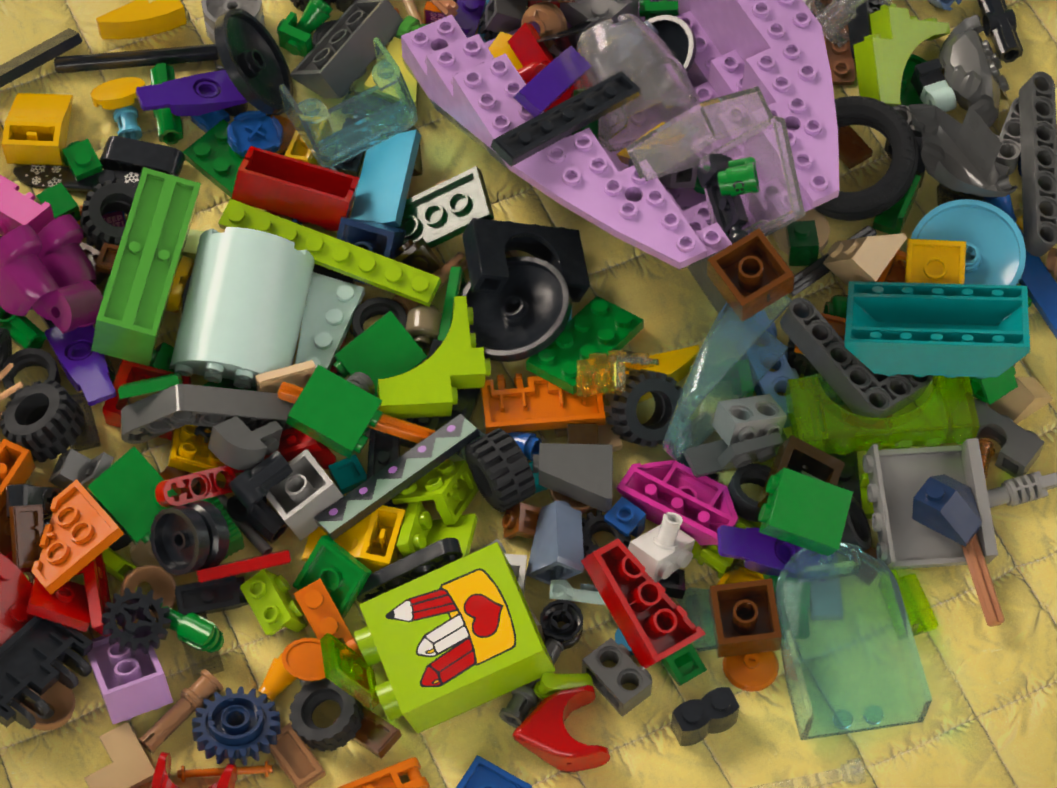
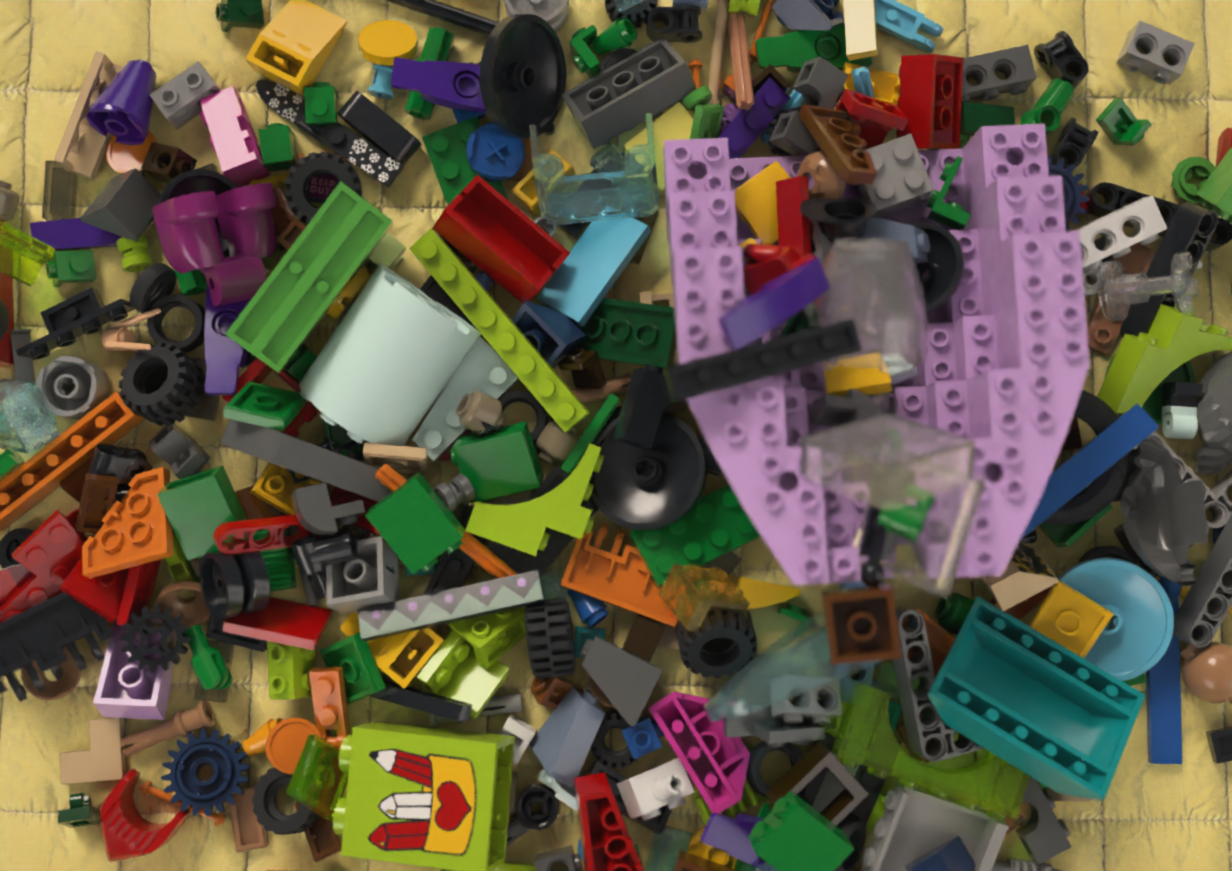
camera: 25 degrees right, 25 degrees up
(345, 319) = (480, 412): none -> dark tan head
(871, 157) = (1091, 462): none -> blue tile

